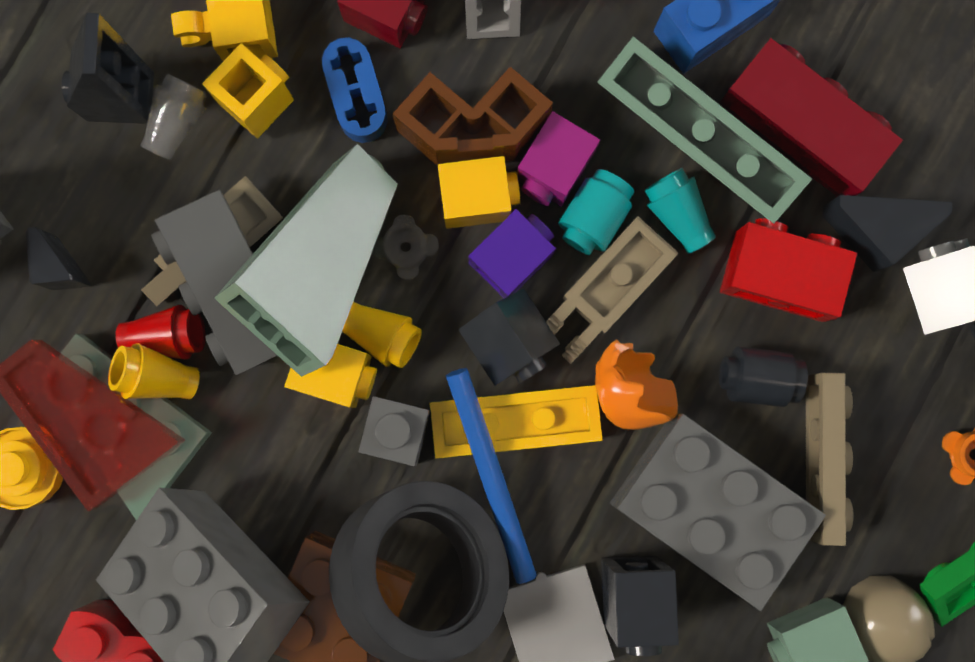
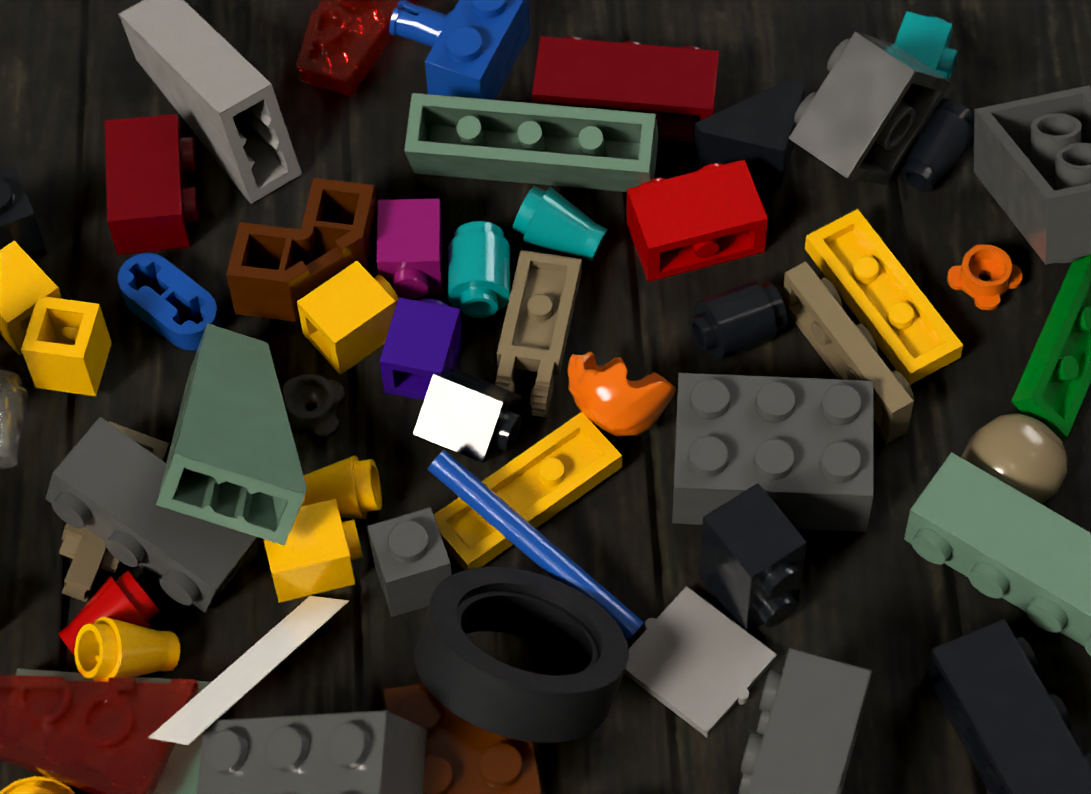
camera: 25 degrees left, 25 degrees down
(222, 453) = (248, 670): none -> white sticker
(885, 426) = (883, 297): none -> yellow plate

